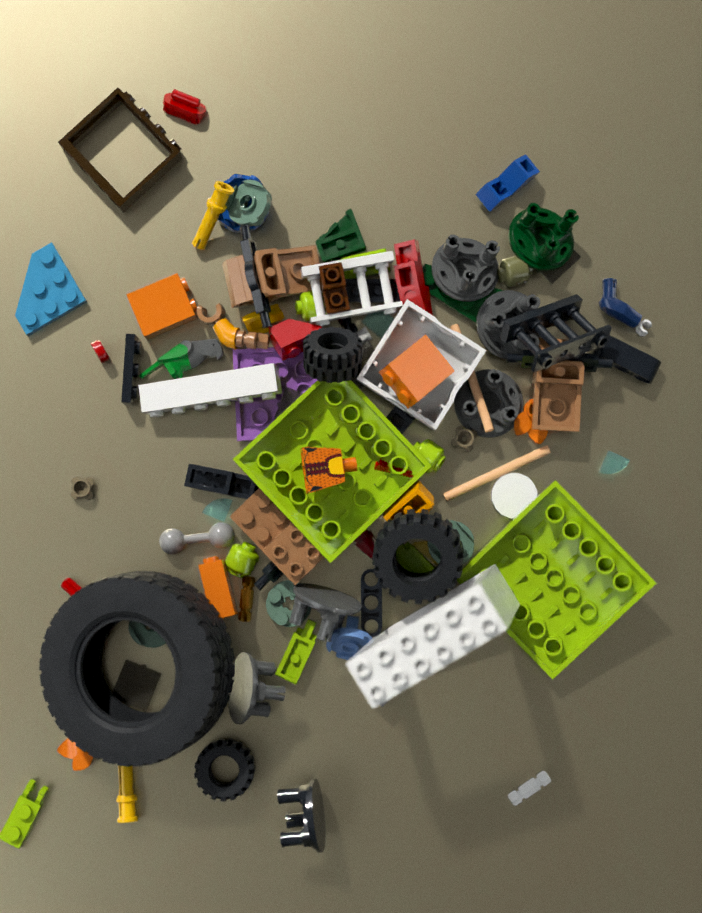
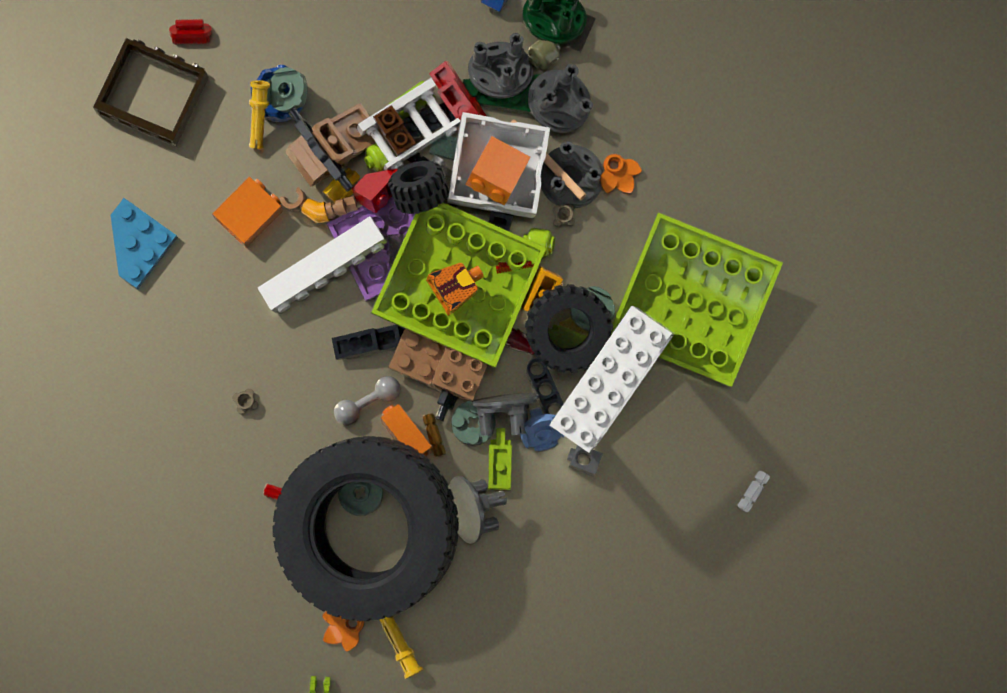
camera: 30 degrees left, 5 degrees down
(100, 351) = (209, 274): red tile -> none
(131, 369) = (244, 278): black plate -> none
(136, 685) = (369, 552): clear smoke piece -> none
(186, 357) = (288, 246): animal -> none
(218, 508) = (374, 367): clear light blue tile -> none
(220, 789) = (500, 583): black tyre -> none
(242, 559) = (415, 401): lime head -> none
(311, 819) = (577, 603): black piece -> none
(341, 239) = (380, 89): dark green wing -> none
(496, 473) = (601, 237): light nougat piece -> none
(512, 494) = (626, 245): white tile -> none
(555, 315) = (596, 74): black fence -> none
(558, 388) = (623, 130): medium nougat piece -> none
(613, 463) = (701, 182): clear light blue tile -> none
(620, 310) = (650, 48): dark blue arm -> none
(629, 359) = (673, 87): black beam -> none

